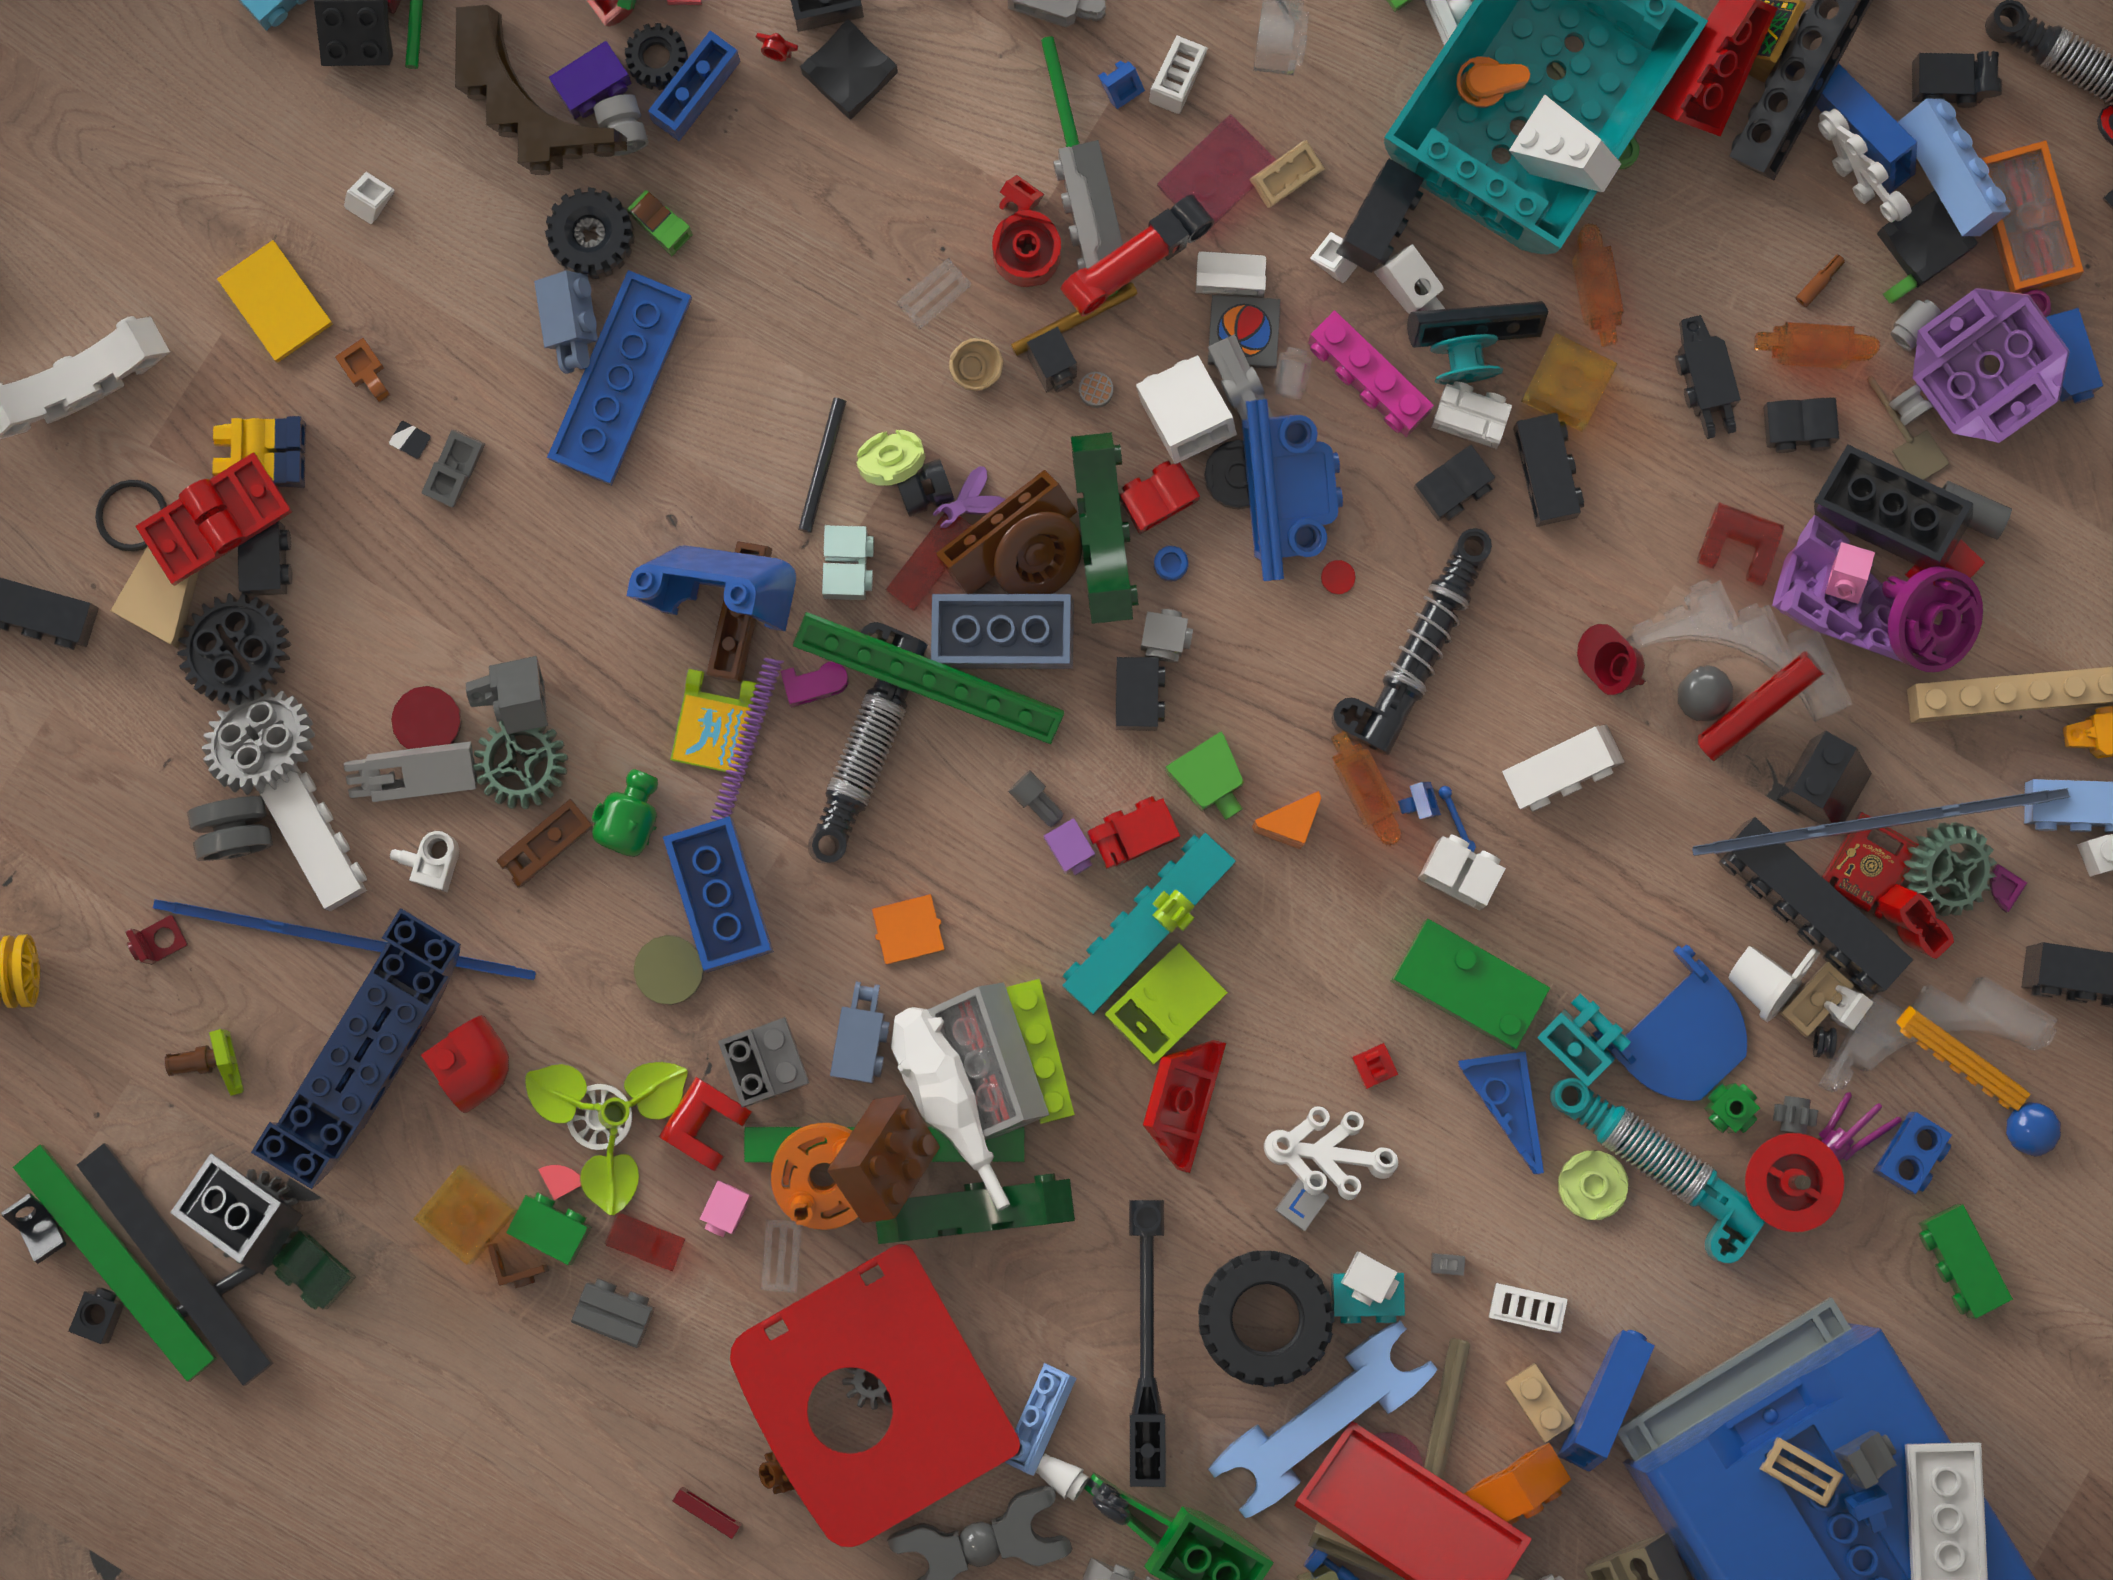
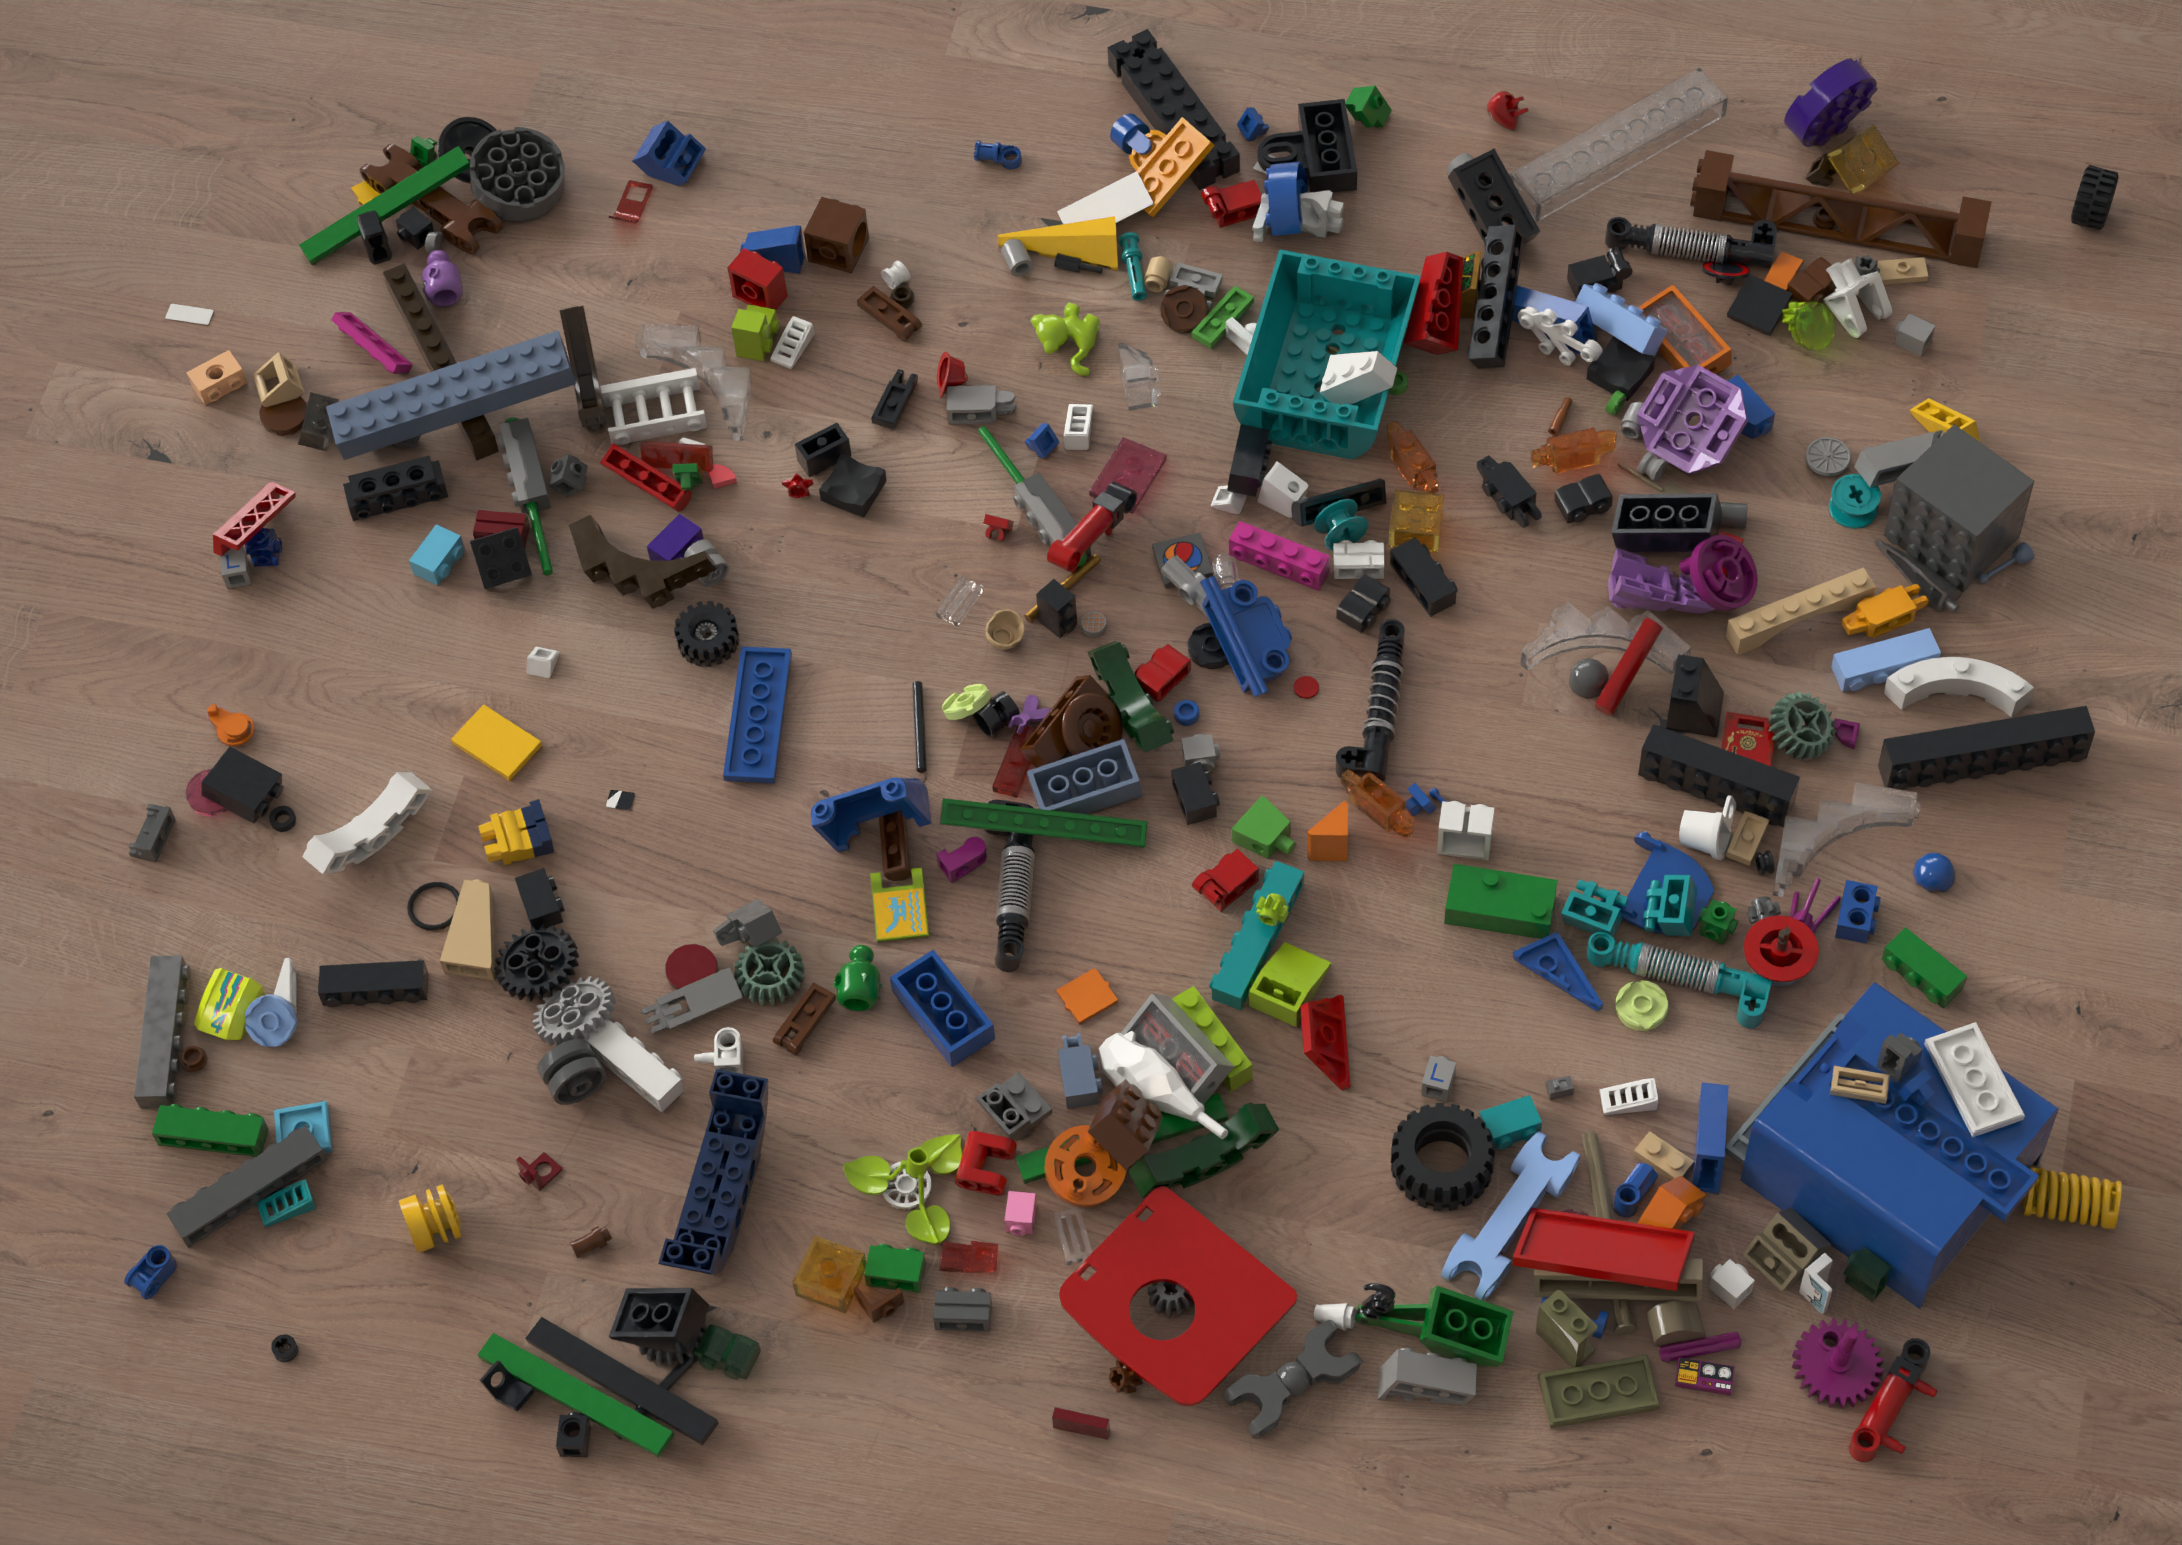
camera: 15 degrees left, 25 degrees down
(213, 518) = (497, 876): red plate -> none
(226, 1060) = (616, 1232): lime tile -> none
(326, 936) = (660, 1131): blue piece -> none
(362, 366) = (573, 760): dark orange plate -> none
(453, 468) = (658, 805): dark grey slope -> none
(469, 1063) = (798, 1175): red brick -> none
(560, 1180) = (892, 1235): coral tile -> none
(567, 317) = (708, 684): sand blue brick -> none
(647, 38) = (716, 506): black tyre -> none
(660, 222) = (754, 613): leg -> none
(668, 970) = (923, 1073): olive tile -> none
(694, 85) = (749, 524): blue brick -> none
(749, 734) = (930, 889): medium lavender piece -> none
(847, 545) = (957, 775): light aqua piece -> none
(1012, 236) = (1014, 551): red brick -> none
(1030, 792) = (1141, 878): dark grey piece -> none
(1041, 1417) = (1304, 1280): light blue tile -> none
(1070, 847) = (1183, 902): medium lavender brick -> none
(1147, 1419) = (1382, 1251): black bar -> none
(1186, 409) = (1161, 611): white brick -> none
(1231, 274) = (1160, 529): white panel -> none
(1287, 174) = (1175, 459): tan plate -> none
(1326, 1154) = (1413, 1043): white plant -> none
(1370, 1279) = (1506, 1100): white brick -> none
(1374, 1066) = (1455, 978): red tile -> none
(1489, 81) = (1290, 361): orange piece -> none
(1489, 1435) = (1635, 1189): none -> blue piece
(1563, 768) = (1509, 746): white wedge -> none
(1610, 660) = (1514, 673): dark red piece -> none
(1686, 1075) = (1676, 905): none -> teal brick
(1746, 529) = (1573, 571): clear red connector -> none
(1849, 572) = (1654, 566): bright pink brick -> none
(1850, 1009) = (1772, 833): white tile -> none
(1880, 822) = (1739, 703): sand blue piece -> none
(1916, 921) = (1791, 757): red brick -> none
(1962, 1059) = (1863, 837): light orange piece -> none

